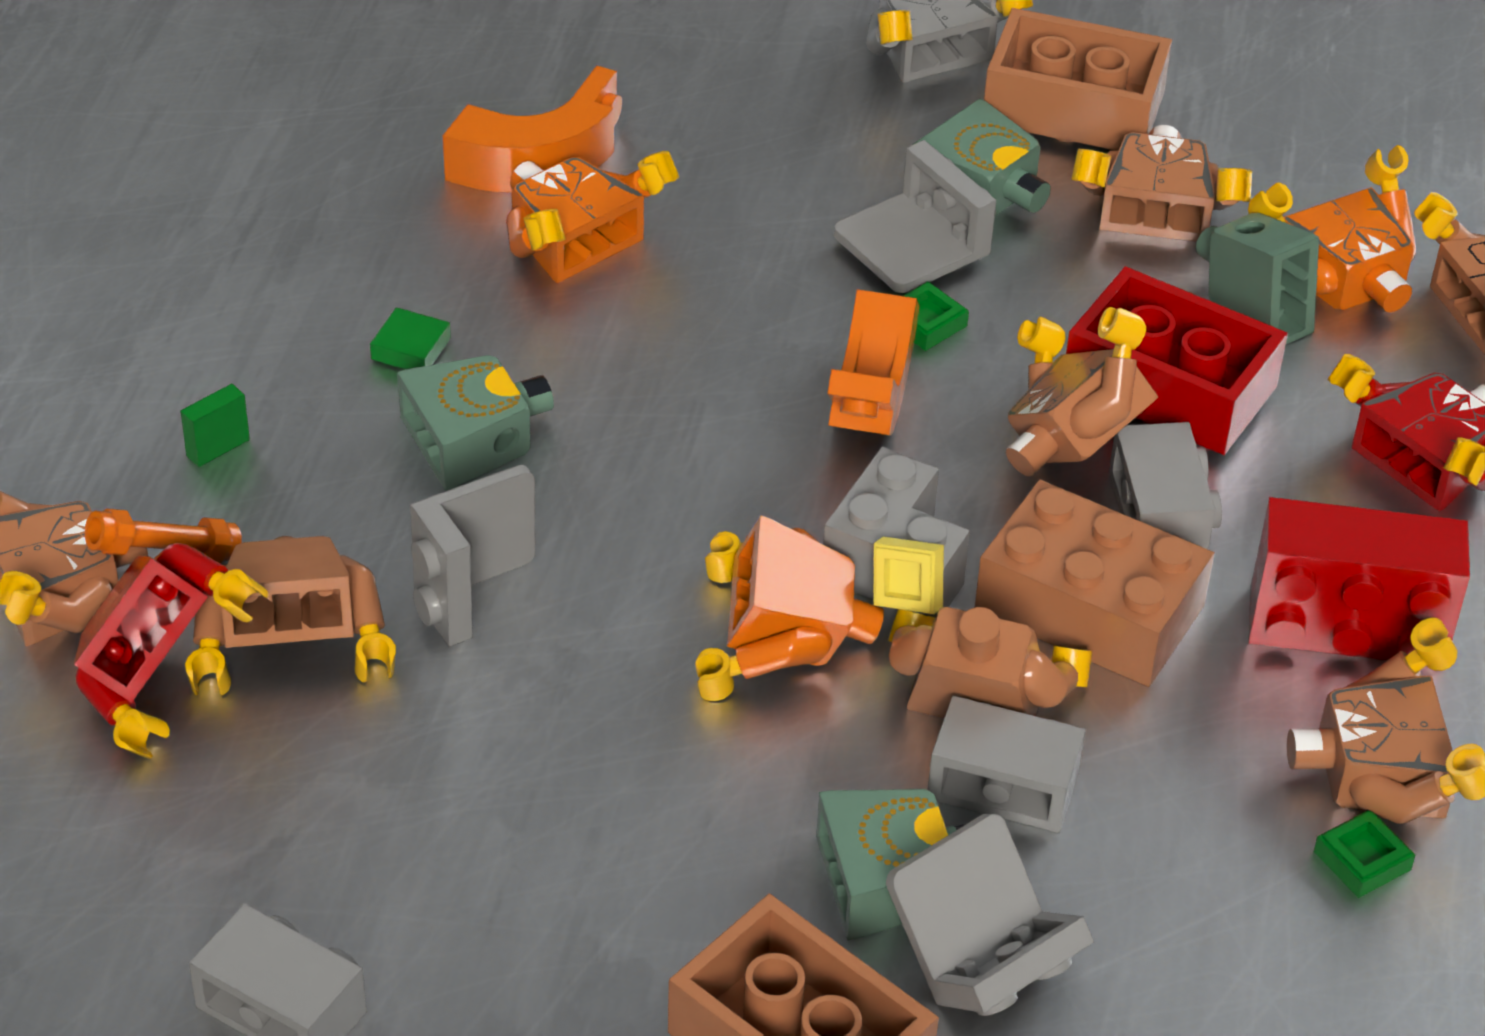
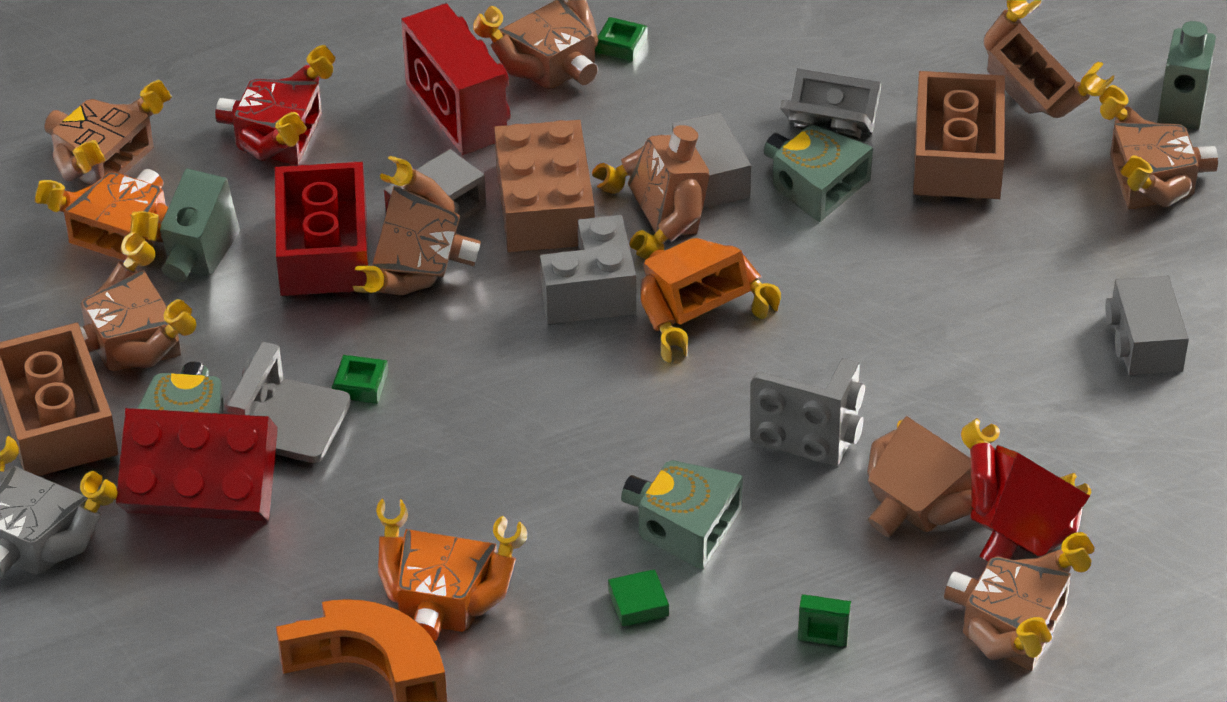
camera: 125 degrees left, 0 degrees up
(115, 532) = (982, 552): orange bar -> none
(875, 109) = (197, 464): none -> red brick
(875, 365) = (468, 354): orange arch -> none
(908, 575) = (636, 230): light yellow tile -> none

